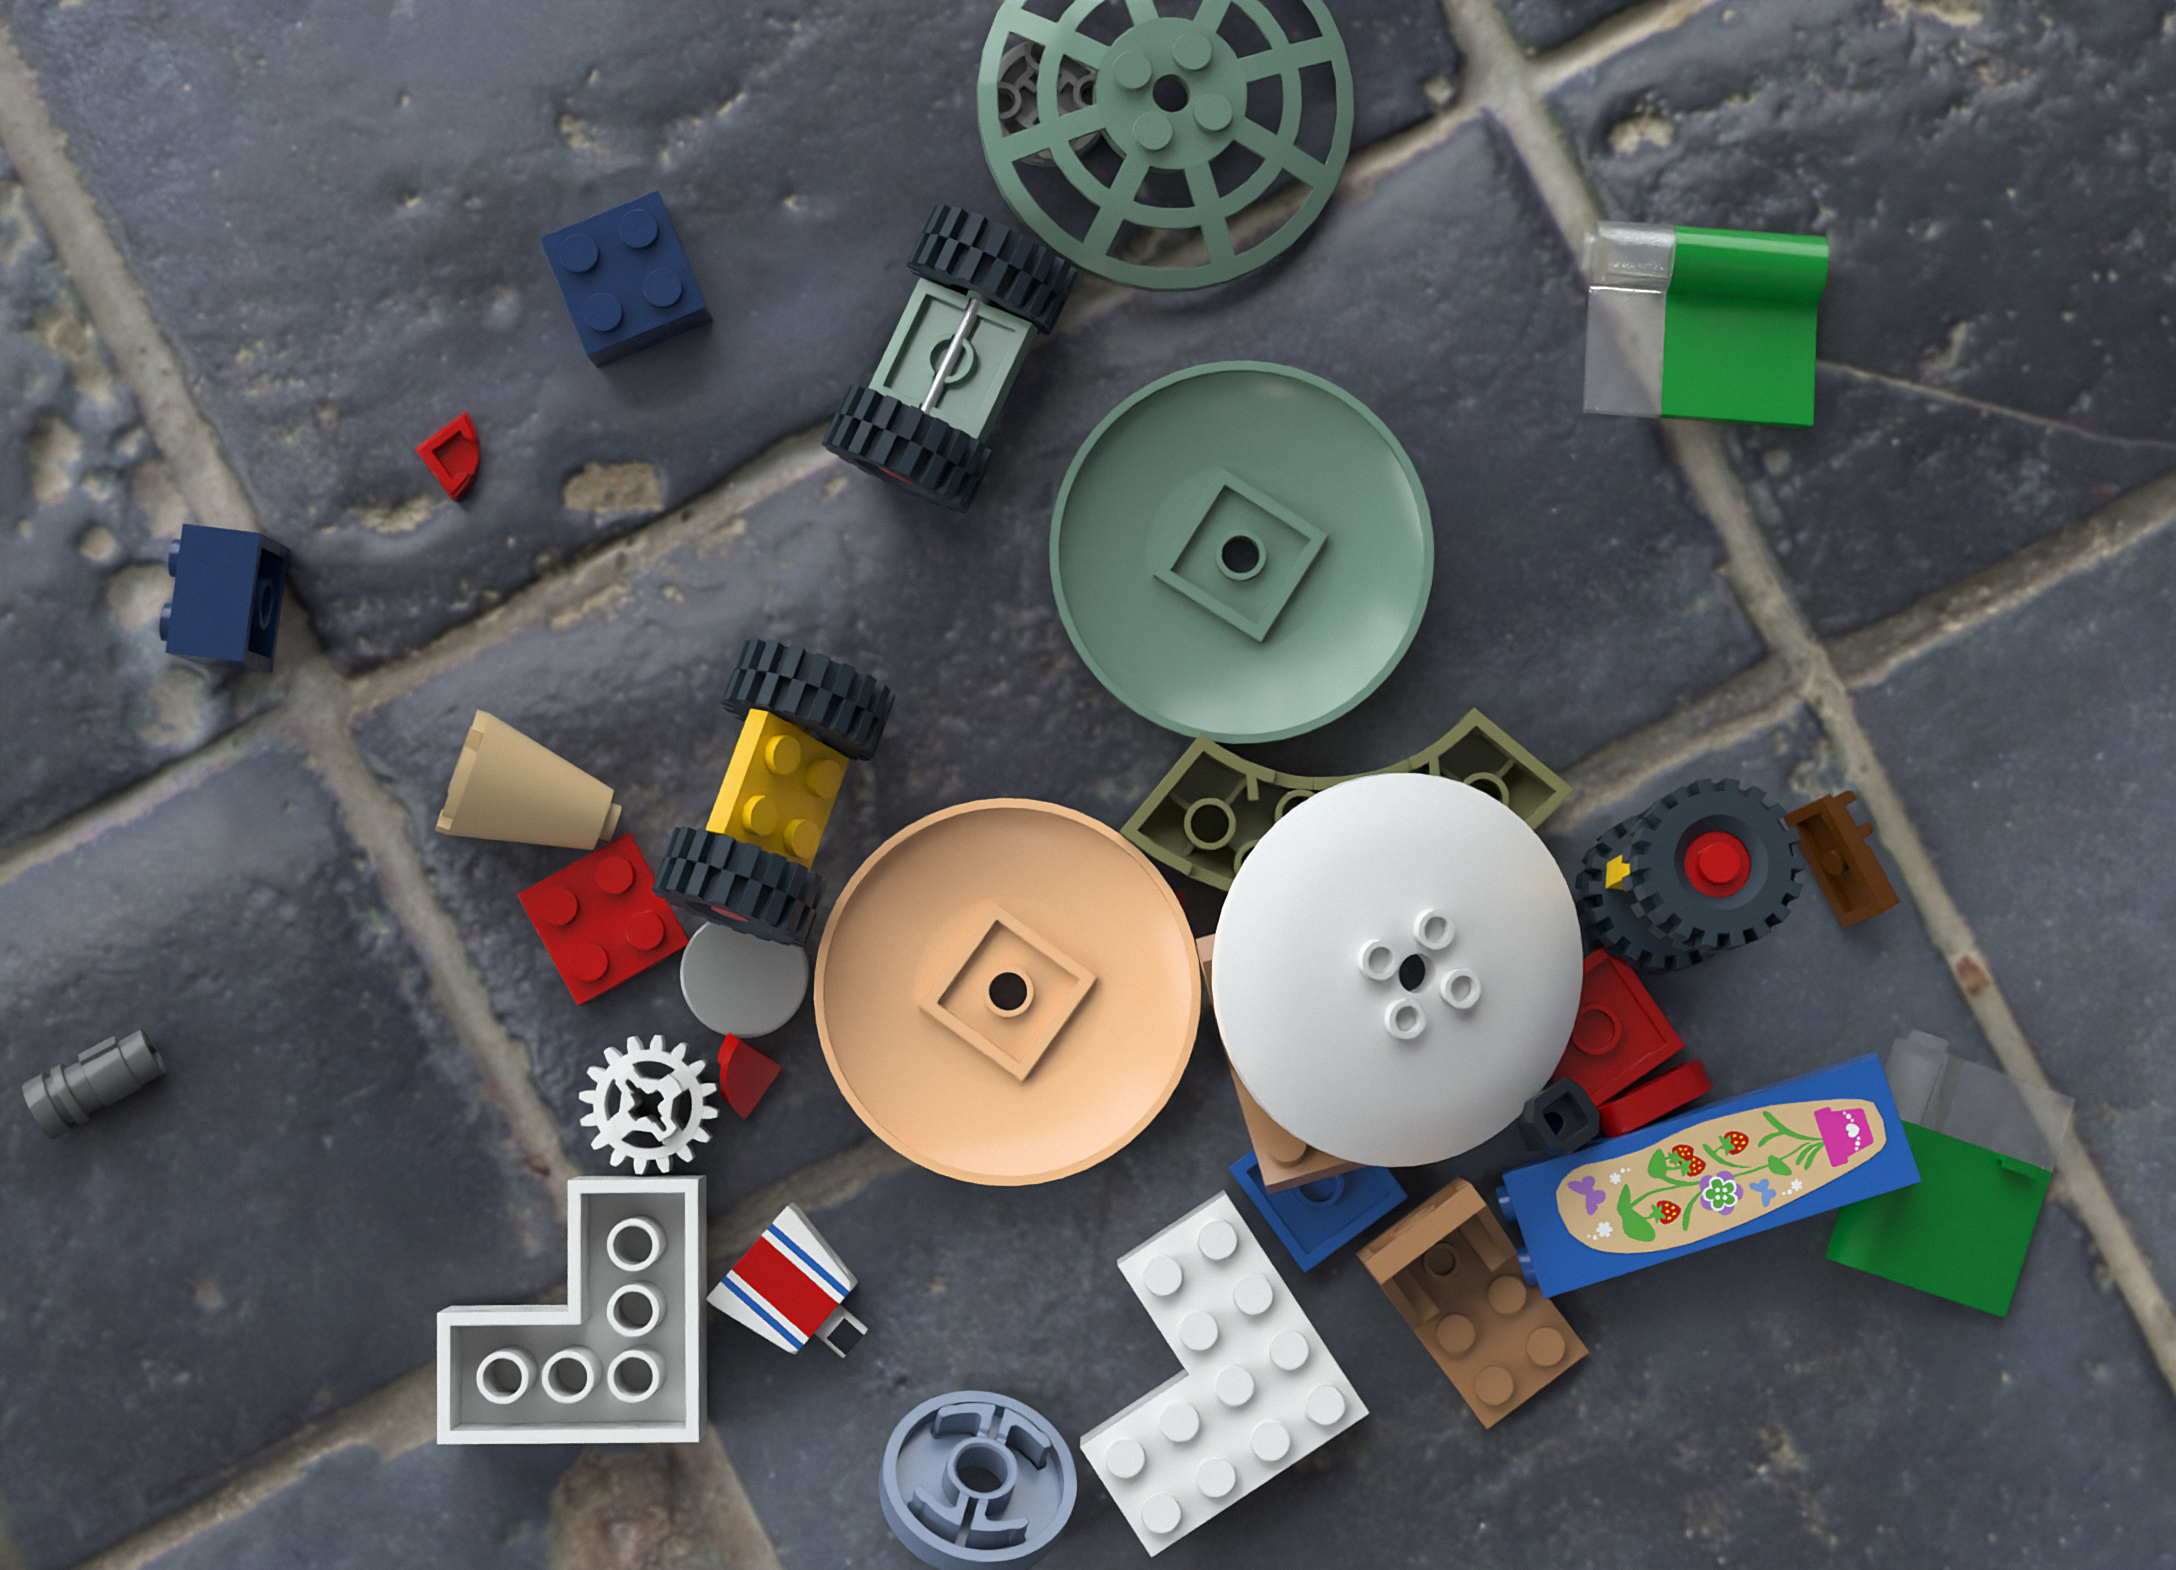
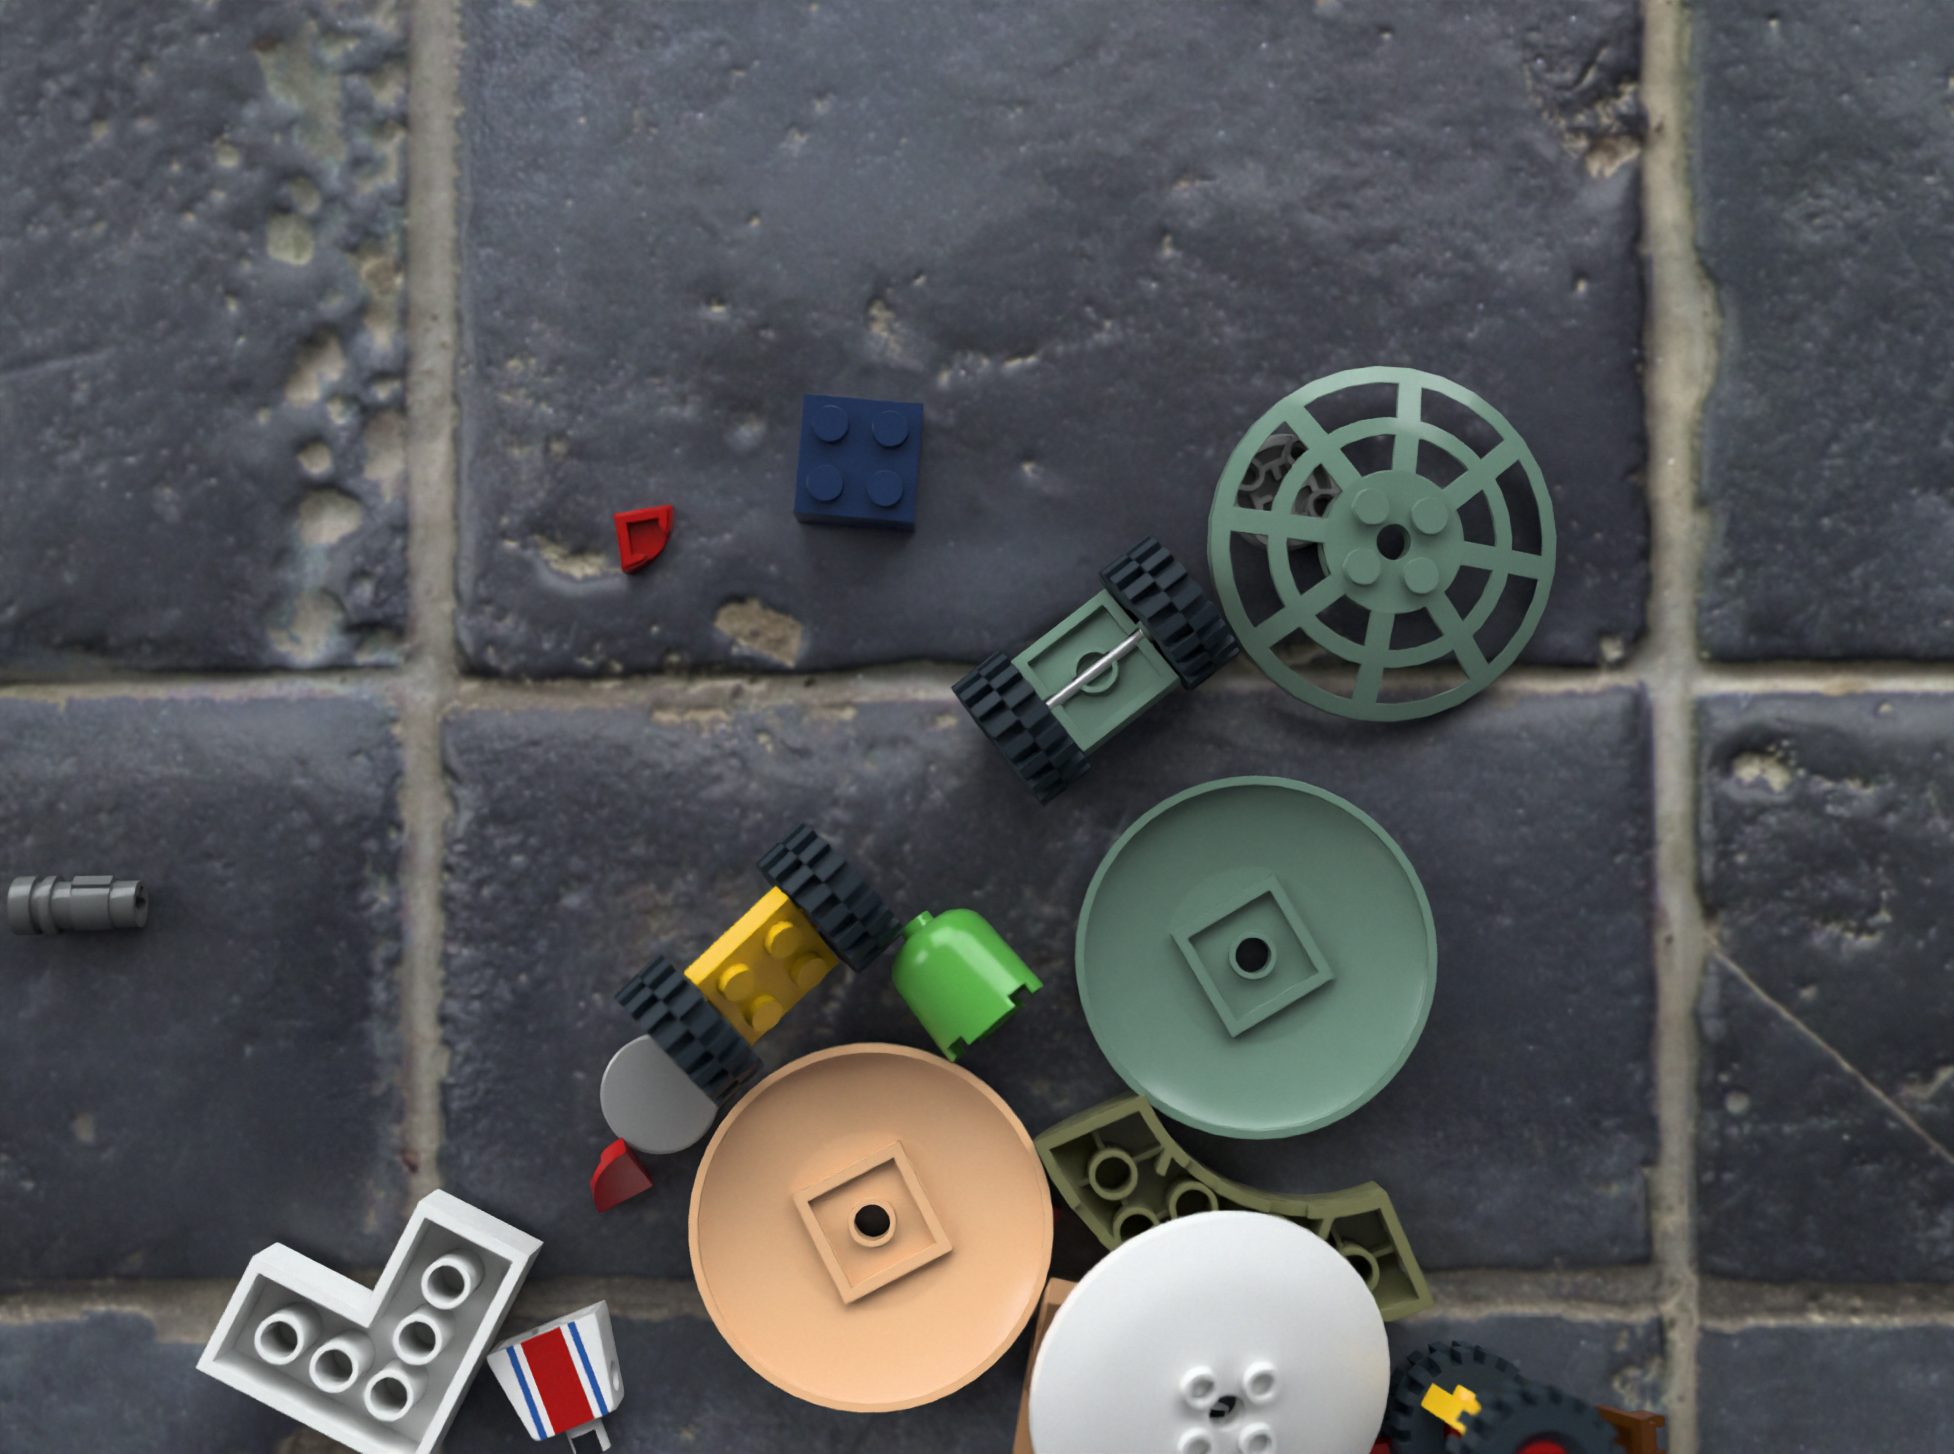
camera: 20 degrees right, 0 degrees up
(224, 597) = (388, 561): dark blue brick -> none
(523, 792) = (554, 849): tan cone -> none
(604, 919) = (566, 985): red plate -> none
(627, 1120) = (527, 1186): white gear -> none
(973, 716) = (959, 978): none -> bright green cylinder
(1702, 323) = (1737, 958): green door -> none

